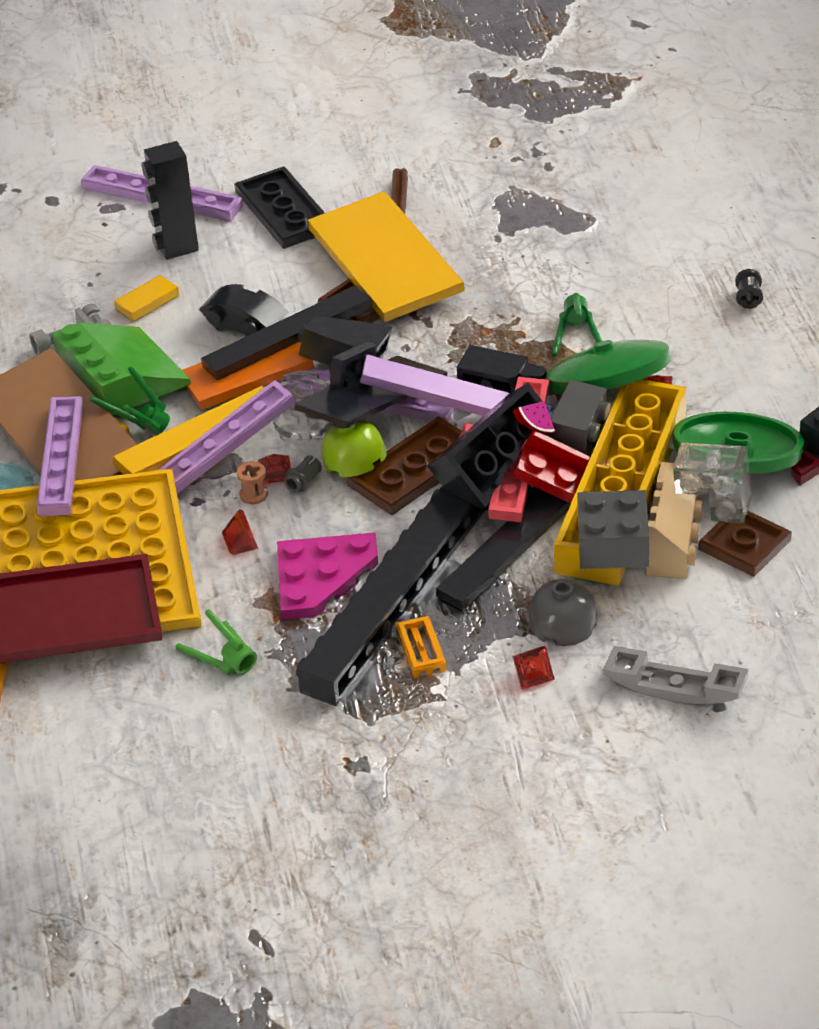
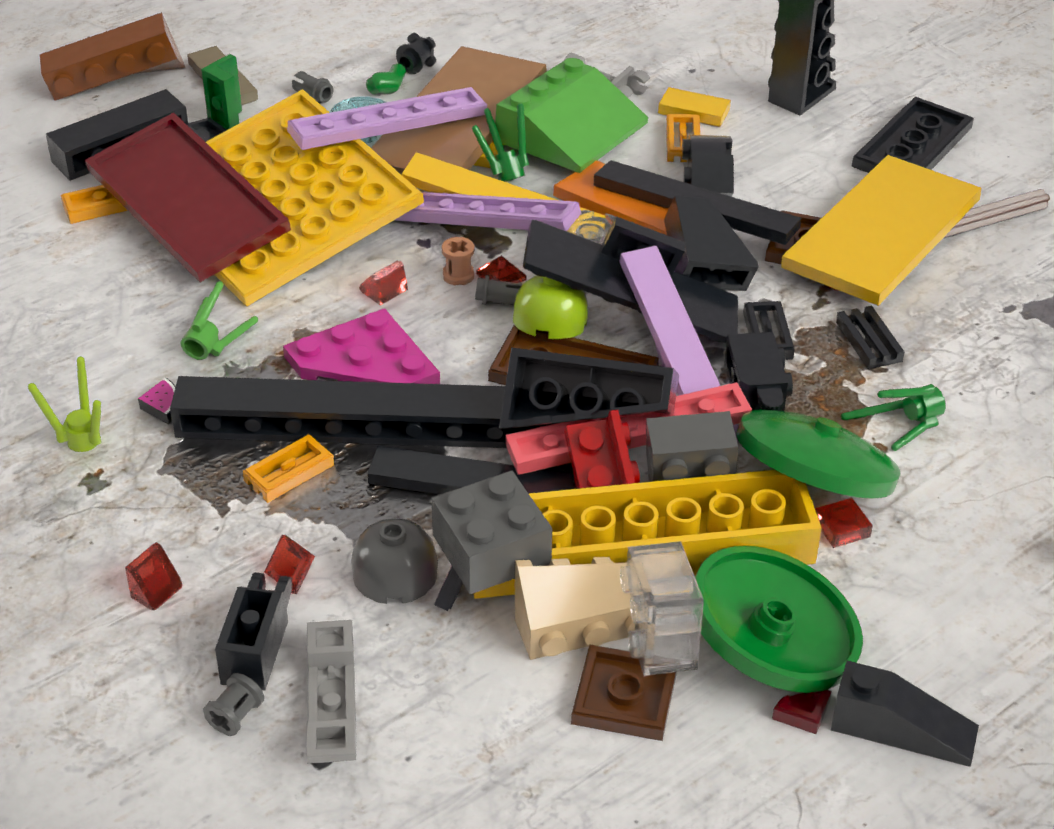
camera: 60 degrees right, 0 degrees up
(133, 187) = (863, 64): lavender tile -> none
(179, 318) = (682, 119): none -> light orange tile
(294, 699) = (158, 400): none -> dark pink tile
(300, 749) = (81, 427): none -> lime plant
(438, 353) = (780, 320): none -> black tile
(486, 310) = (876, 337): none -> black tile
(499, 747) = (152, 577): none -> clear red slope
(535, 418) = (635, 402): dark pink tile -> none
(598, 695) = (253, 630): none -> black hinge
(604, 590) = (449, 590): none -> black tile
(654, 729) = (233, 704): none -> dark grey bush

